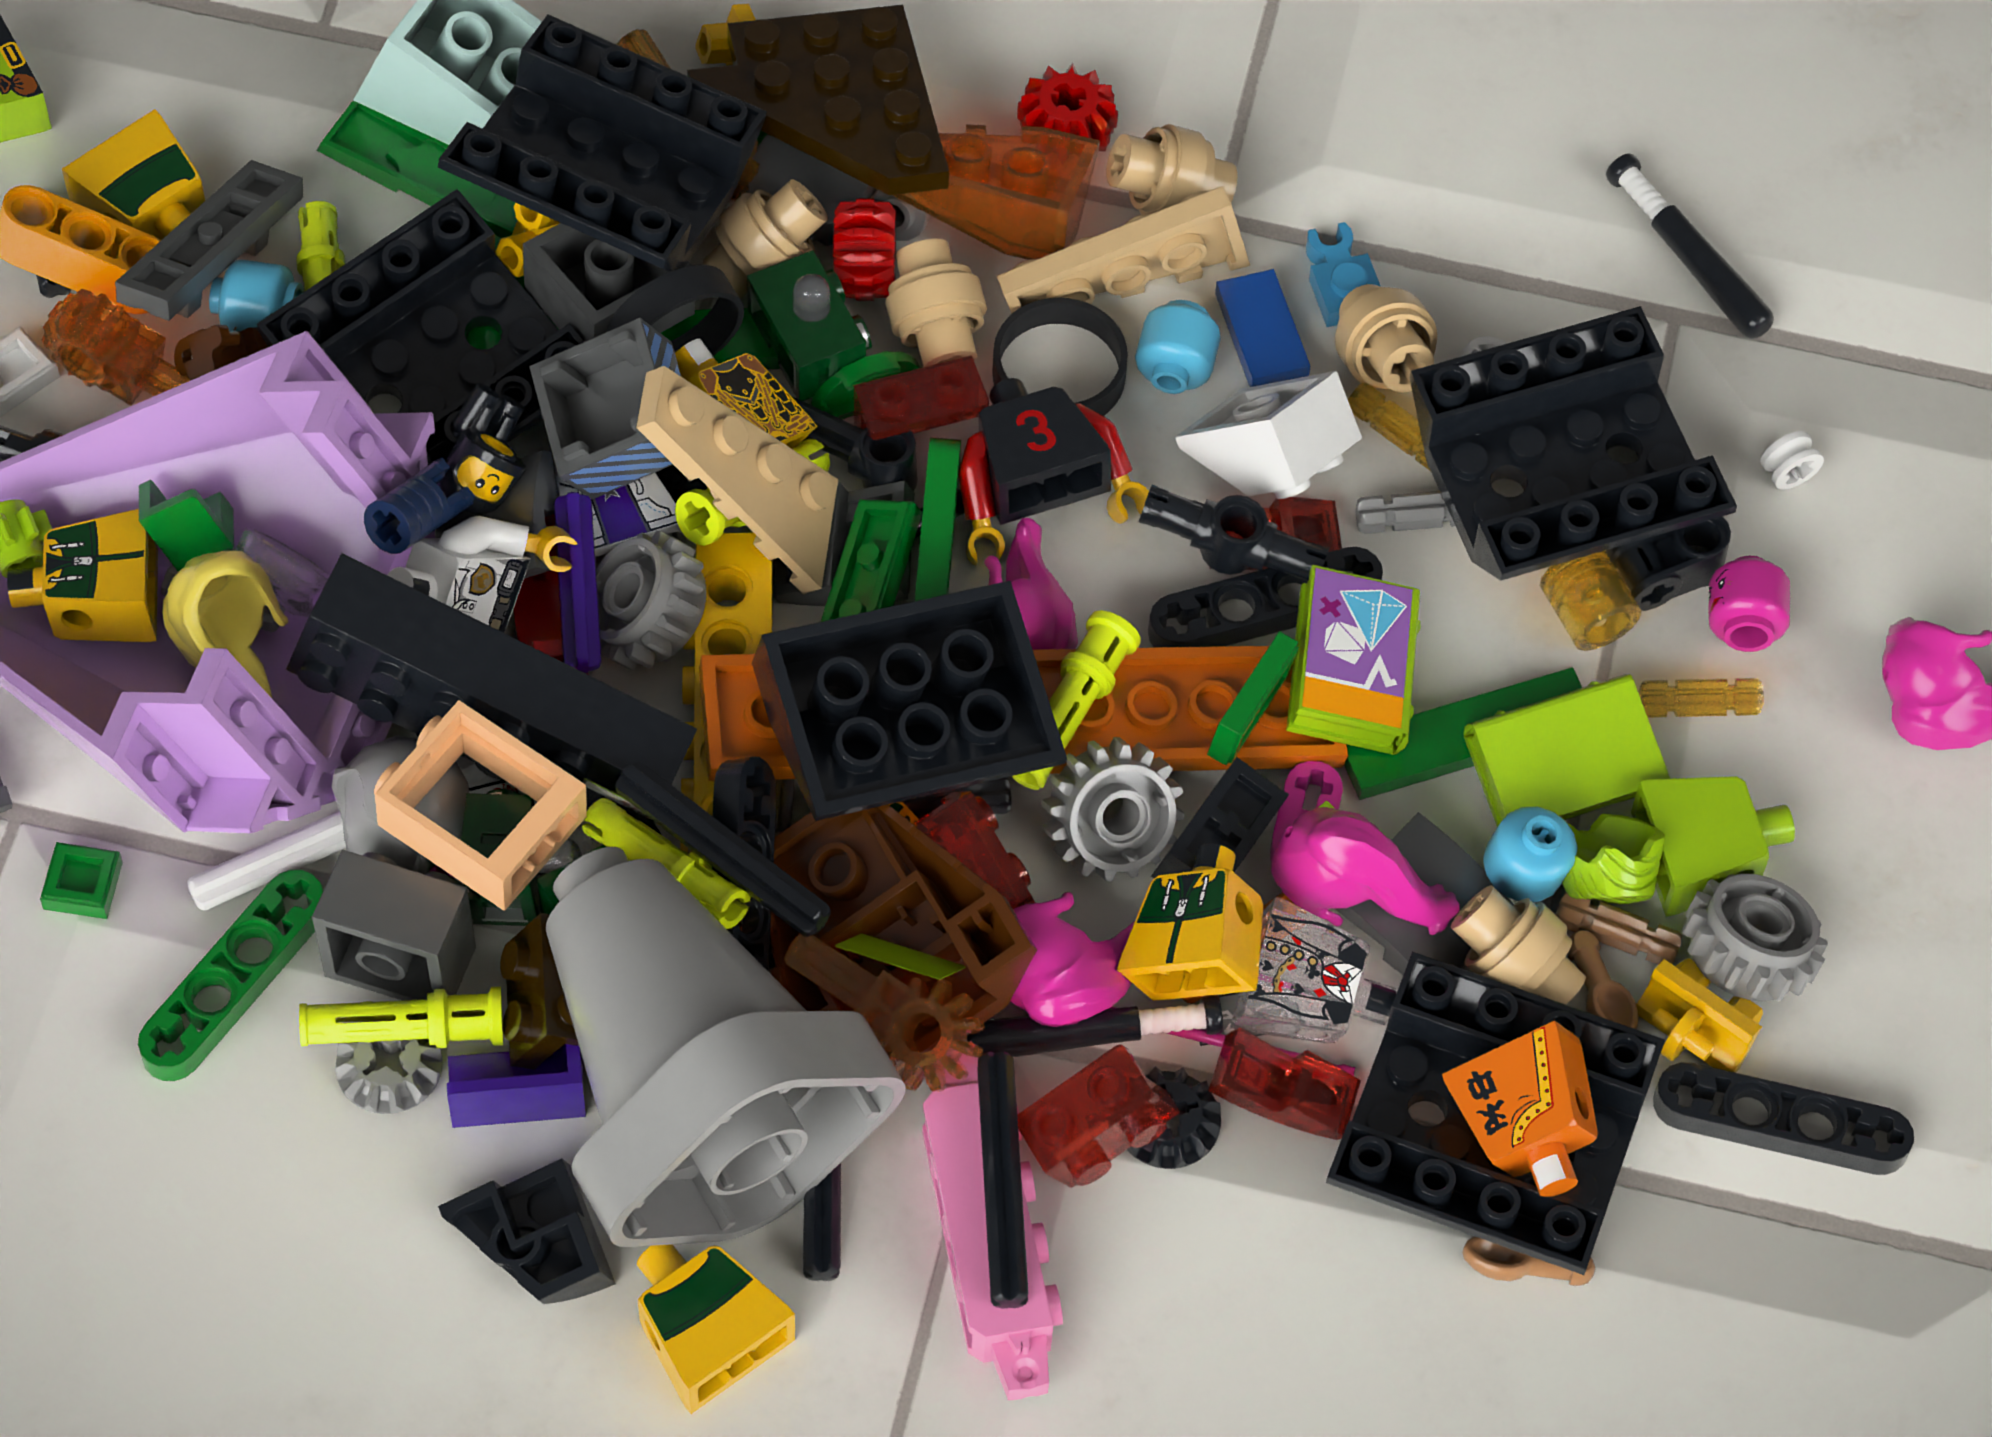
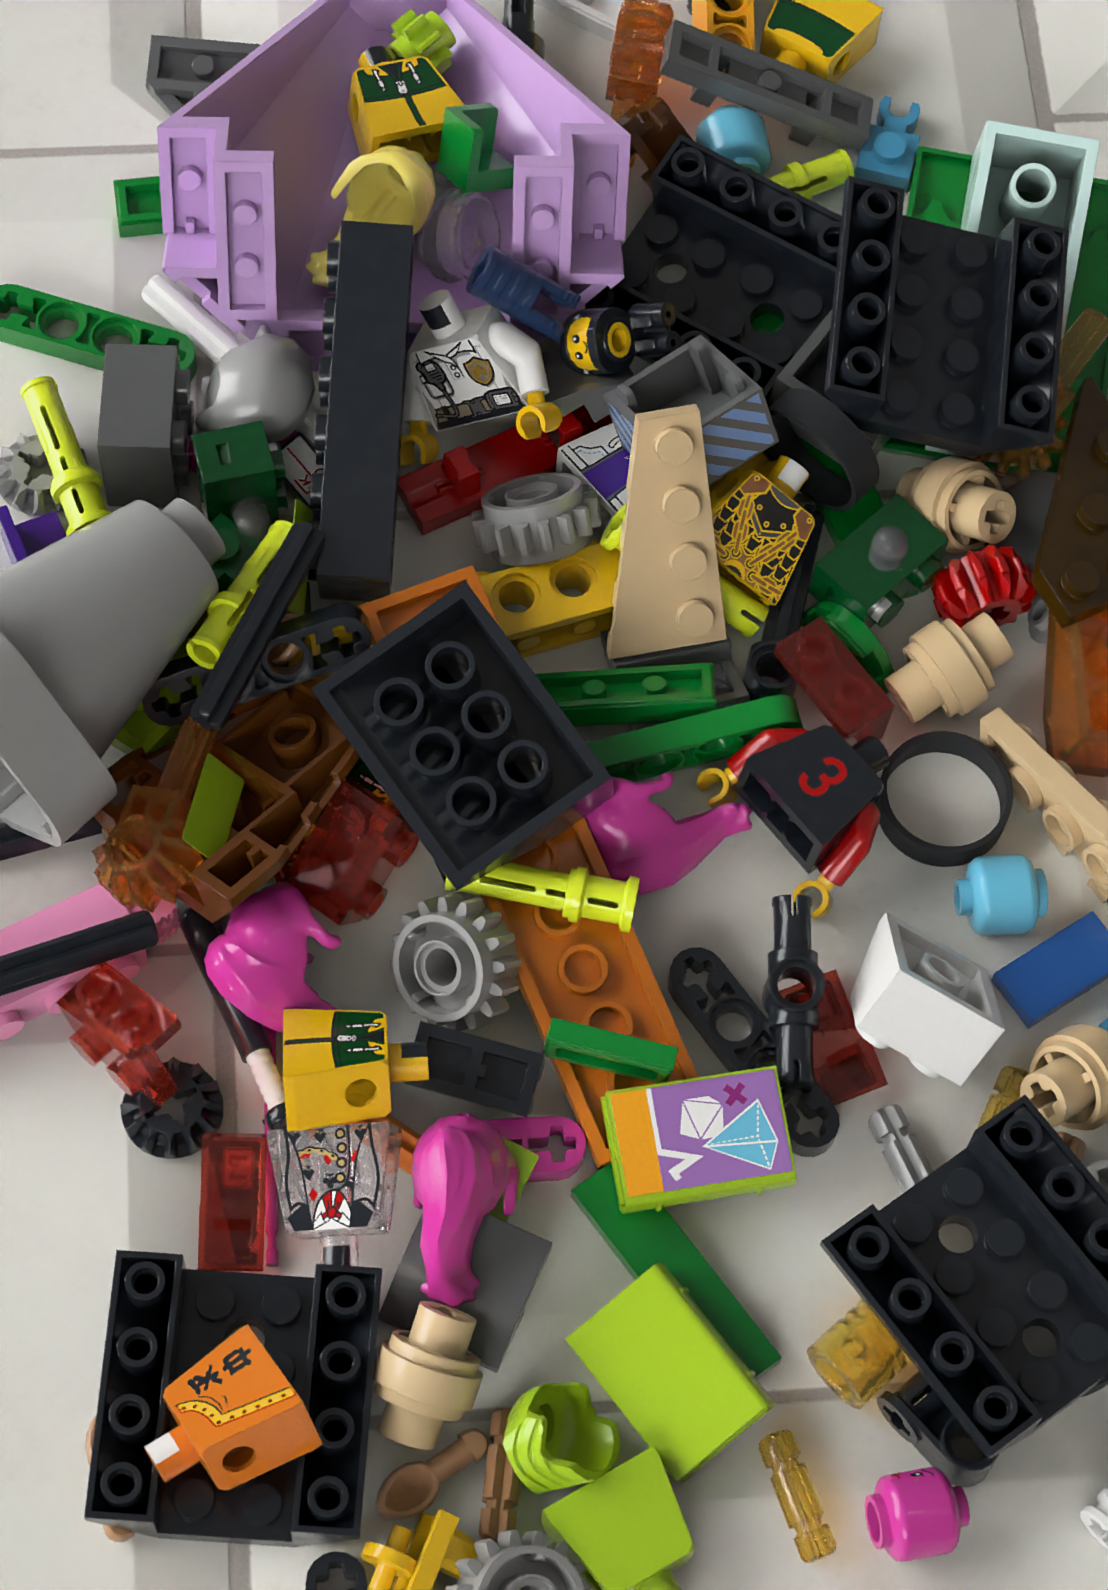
camera: 70 degrees right, 5 degrees up
(323, 171) = (890, 147): none -> dark azure plate
(529, 846) = (215, 472): light nougat window -> none
(579, 584) = (526, 457): dark purple axle -> none
(1530, 854) = (515, 1373): medium azure head -> none

